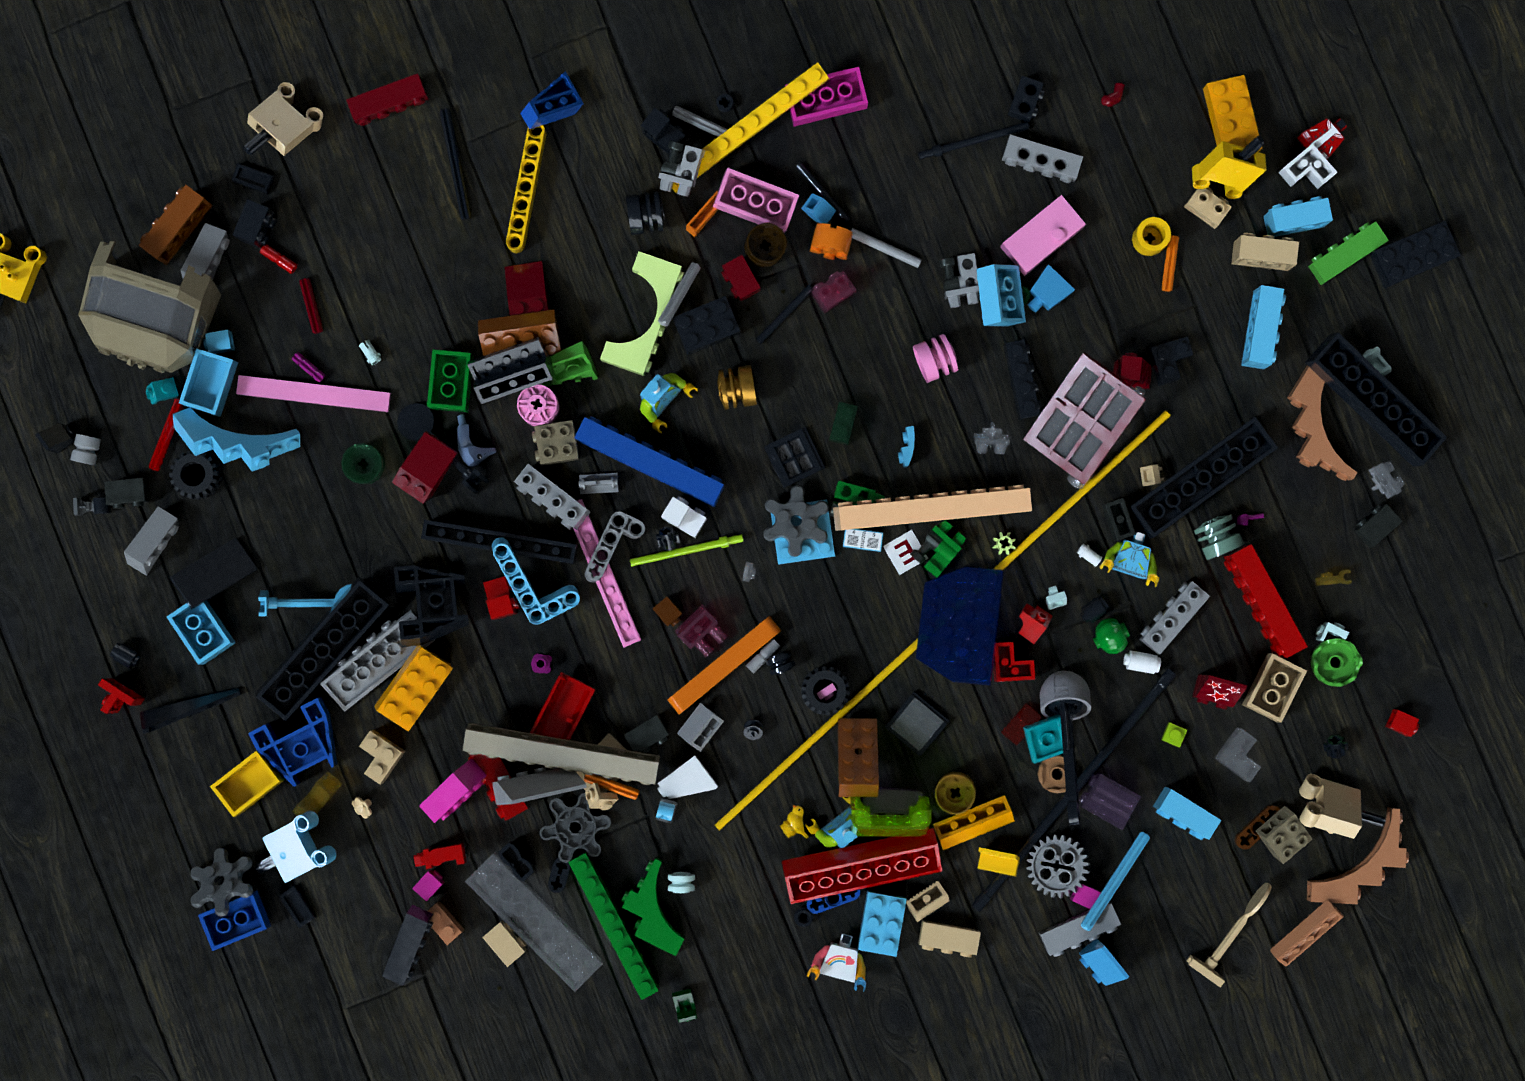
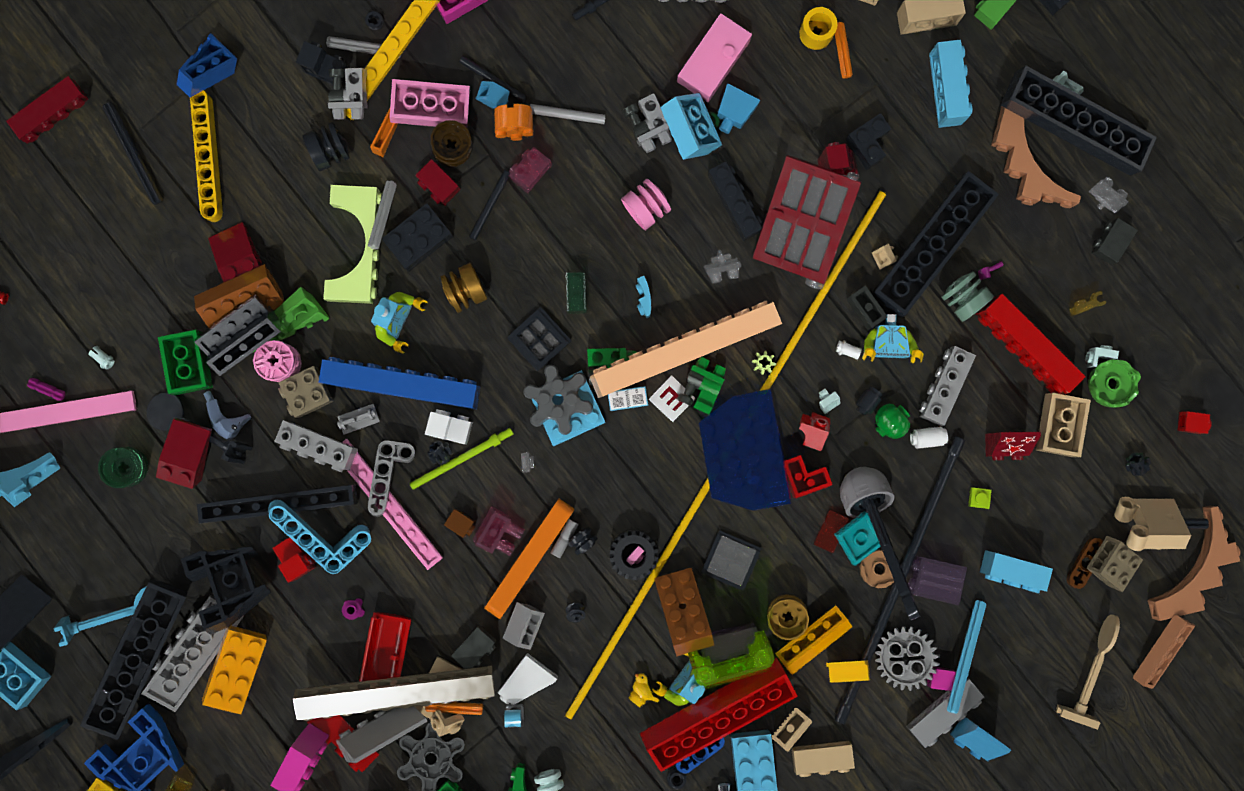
camera: 20 degrees left, 0 degrees up
(311, 305) = (32, 329): dark red axle -> none
(385, 754) = (225, 741): tan brick -> none
(1234, 755) = (1044, 502): clear brick -> none

